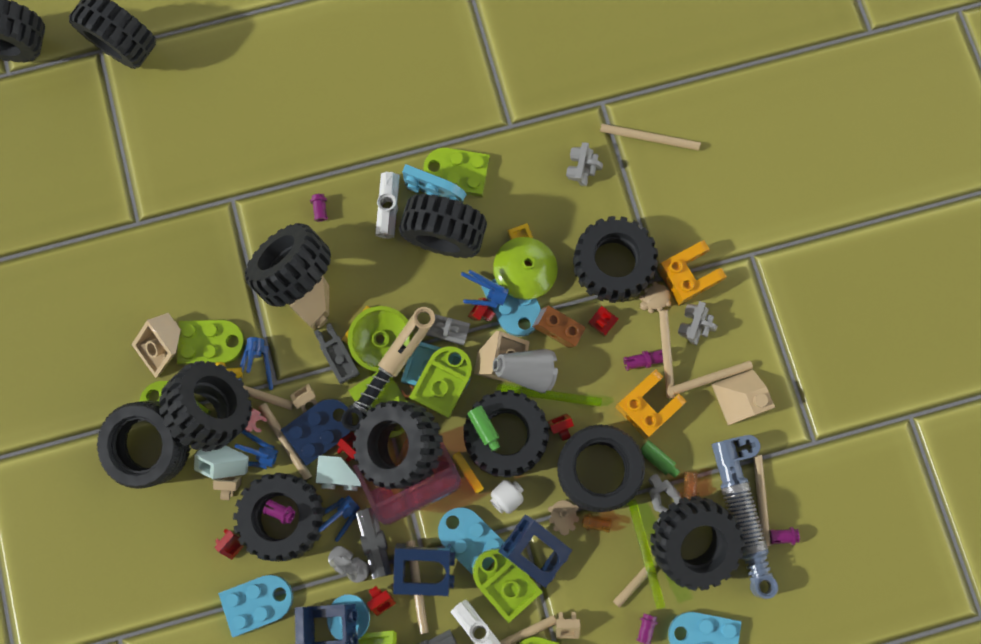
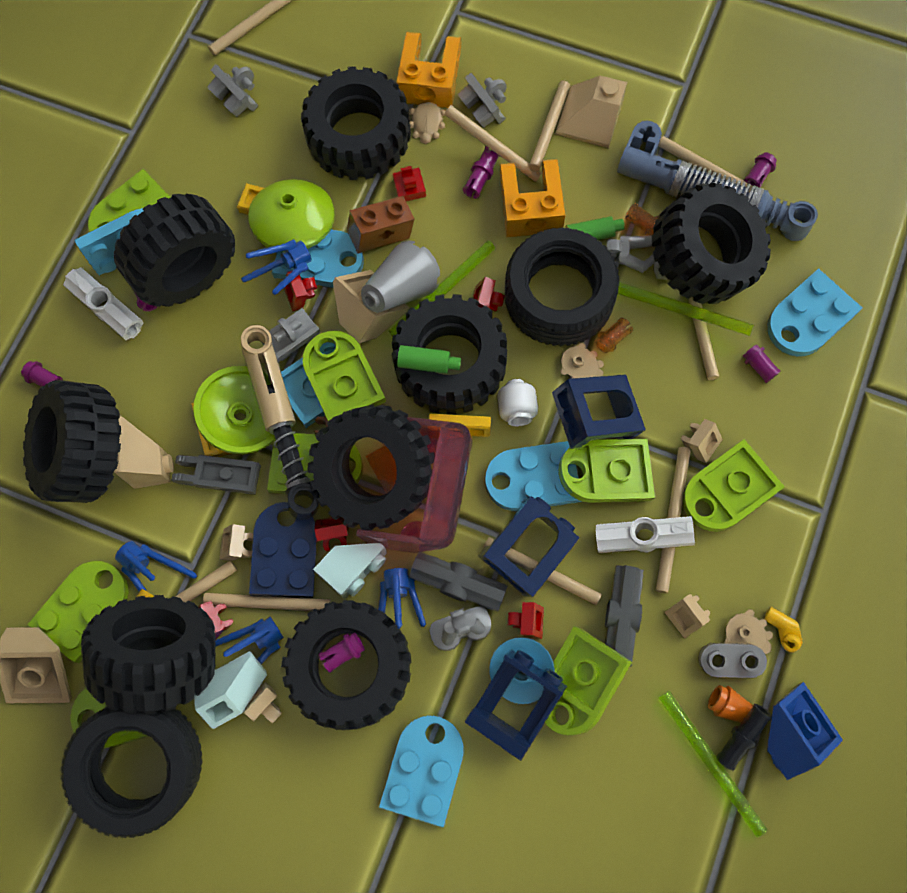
camera: 50 degrees left, 5 degrees down
(229, 544) = (333, 750): red tile -> none

